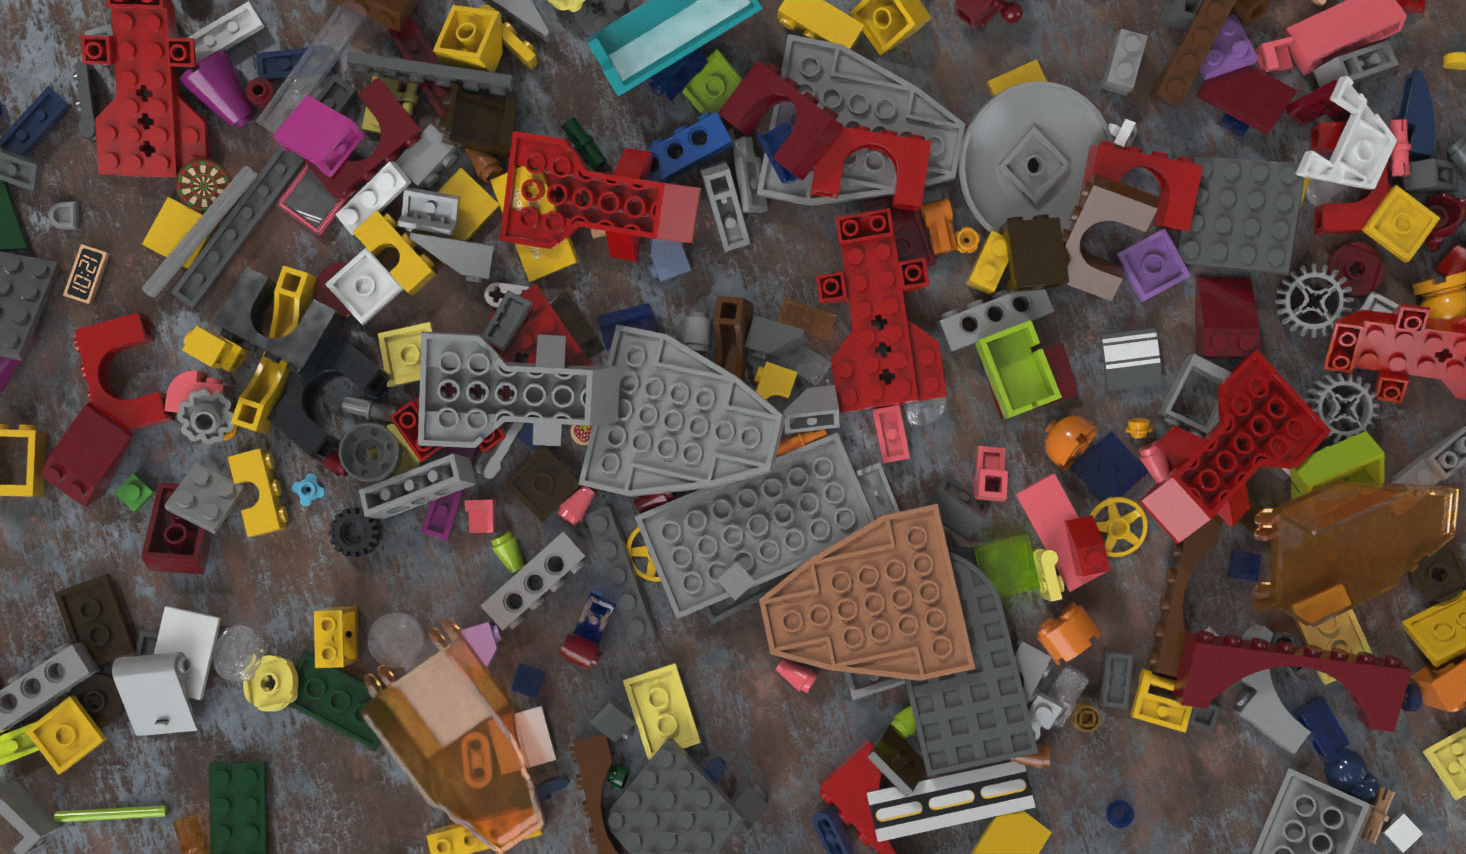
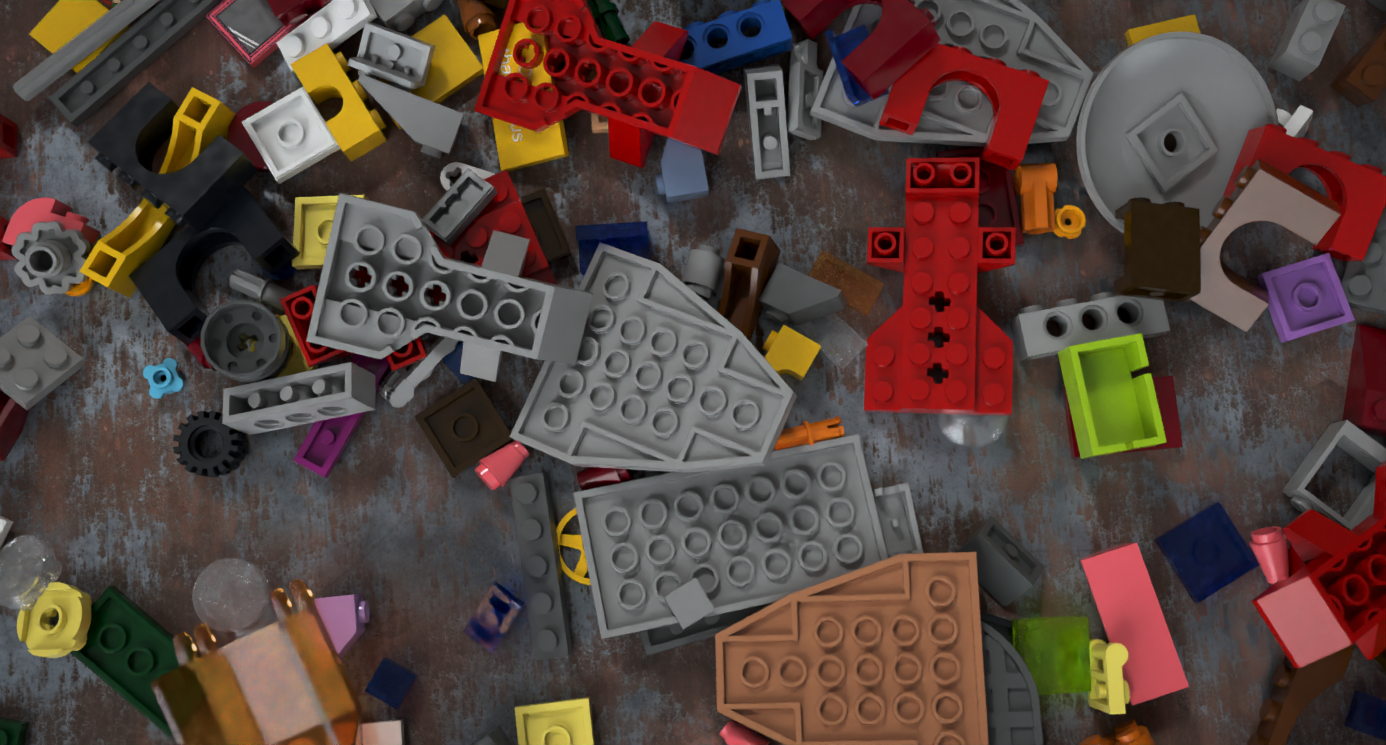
camera: 15 degrees right, 5 degrees down
(214, 349) = (79, 174): yellow arch -> none
(267, 513) = (104, 396): yellow arch -> none
(330, 637) = (156, 558): yellow window -> none
(482, 516) = (377, 454): coral panel -> none
(498, 604) = (373, 574): light grey brick -> none
(508, 551) = (401, 507): lime cone -> none
(581, 433) = (526, 371): tile -> none
(581, 651) = (467, 657): dark red brick -> none
(813, 410) = (832, 400): light grey slope -> none
(890, 434) = (927, 450): coral plate -> none
(989, 264) = (1094, 256): yellow brick -> none
(990, 474) = (1050, 530): coral brick -> none
(1068, 439) = (1161, 501): orange cylinder -> none
(1086, 546) = (1168, 649): red slope -> none
(1119, 526) = (1207, 629): yellow wheel -> none
(1131, 358) = (1258, 412): dark grey slope -> none
(1138, 427) = (1255, 504): light orange plate -> none

